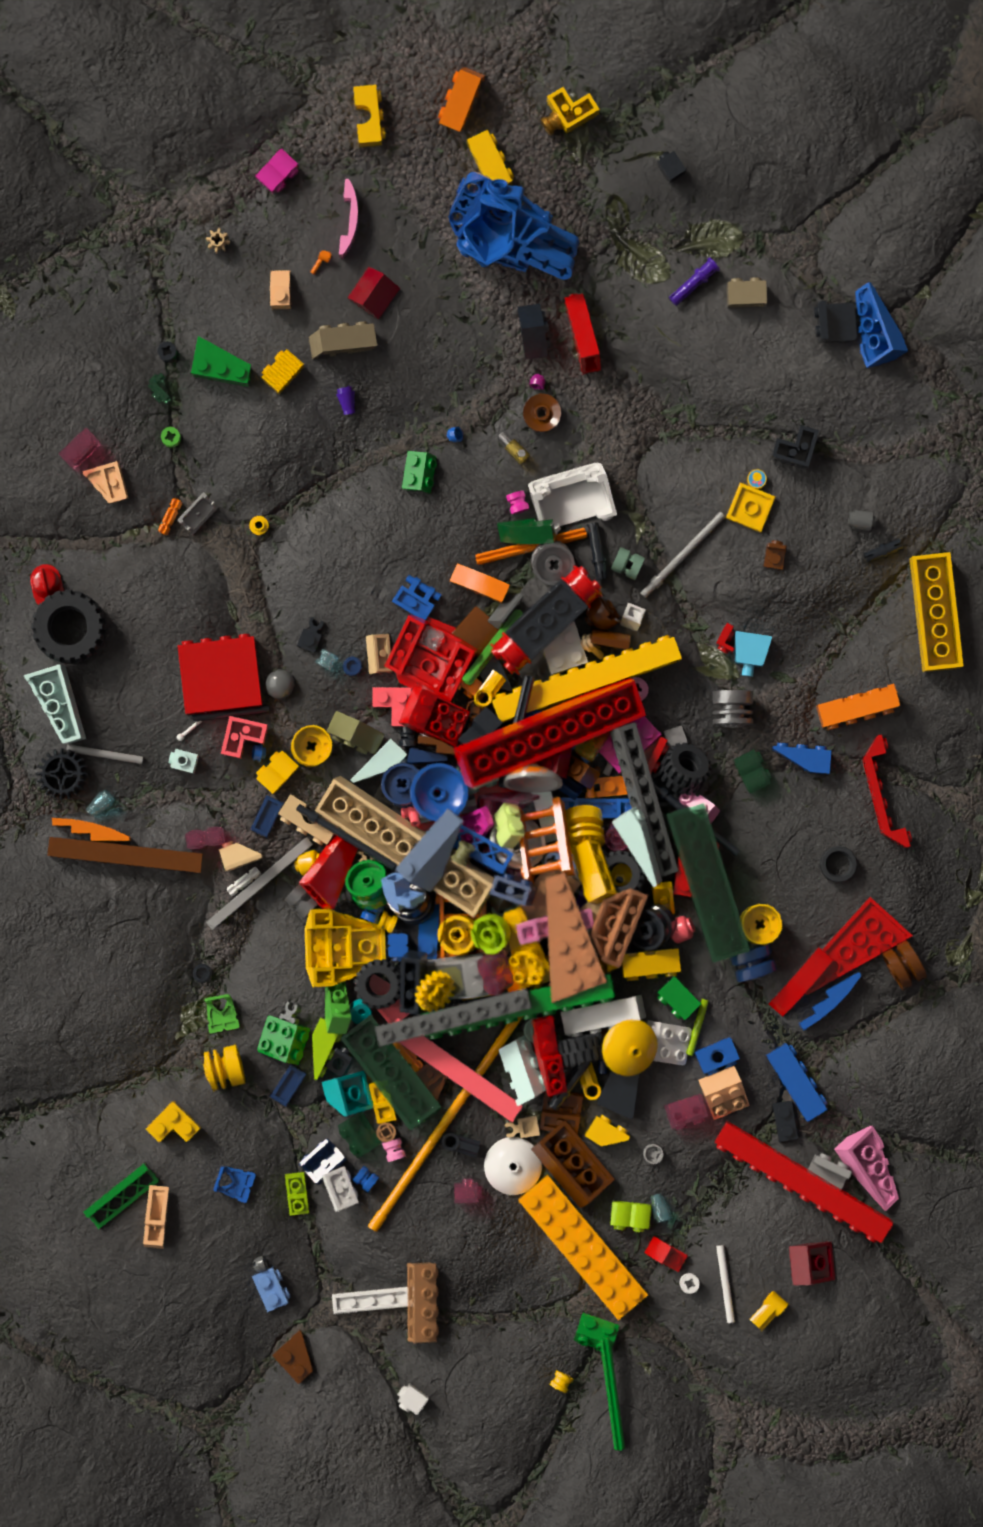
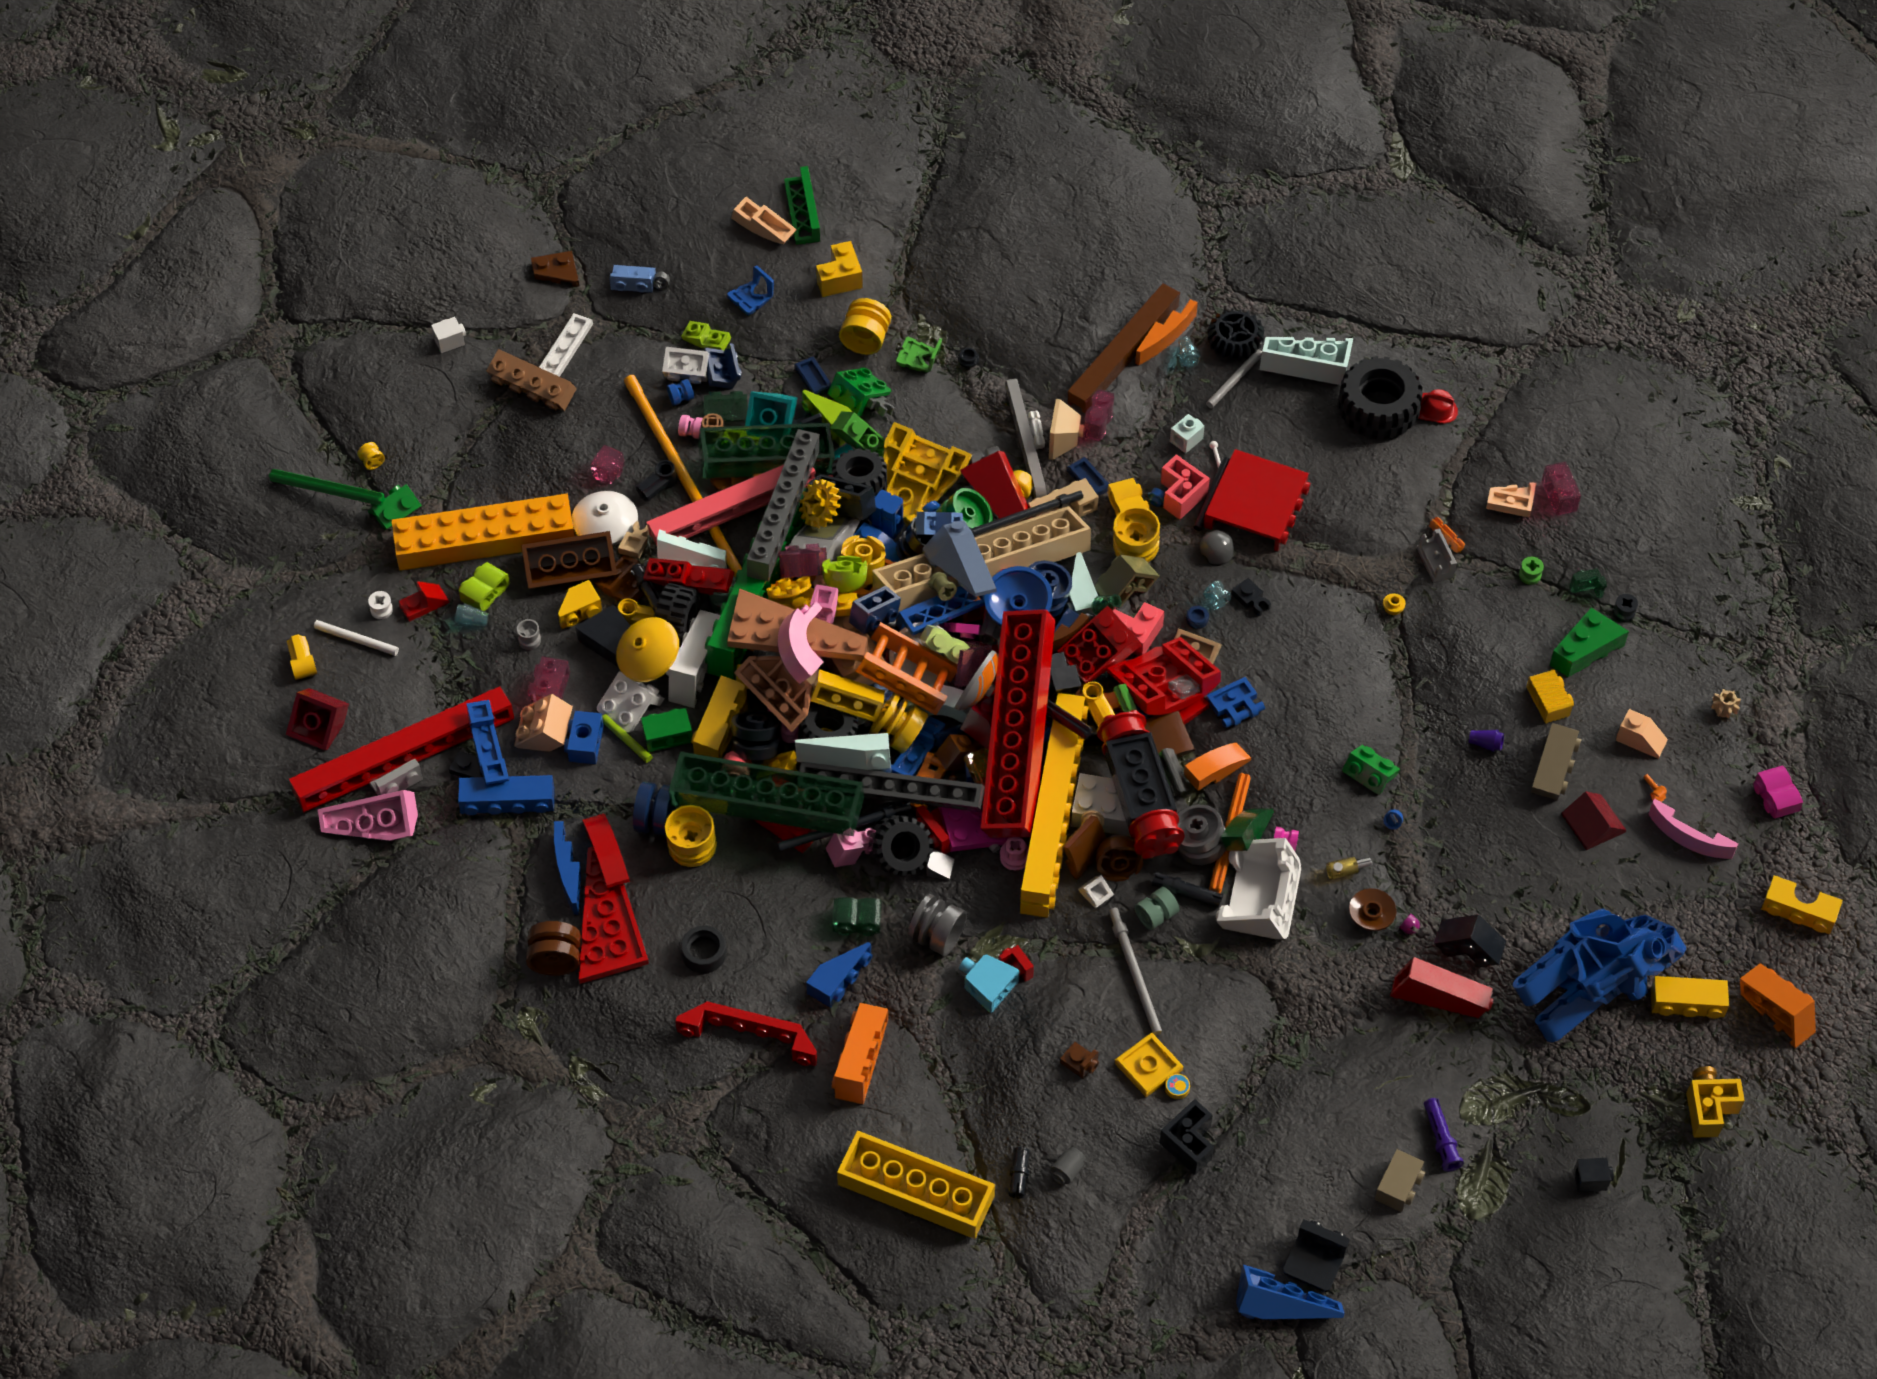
camera: 125 degrees right, 30 degrees down
(394, 733) = (1100, 602): none -> clear green cone
(585, 928) = (793, 643): none -> bright pink arch
(771, 1117) = (486, 742): none -> blue slope

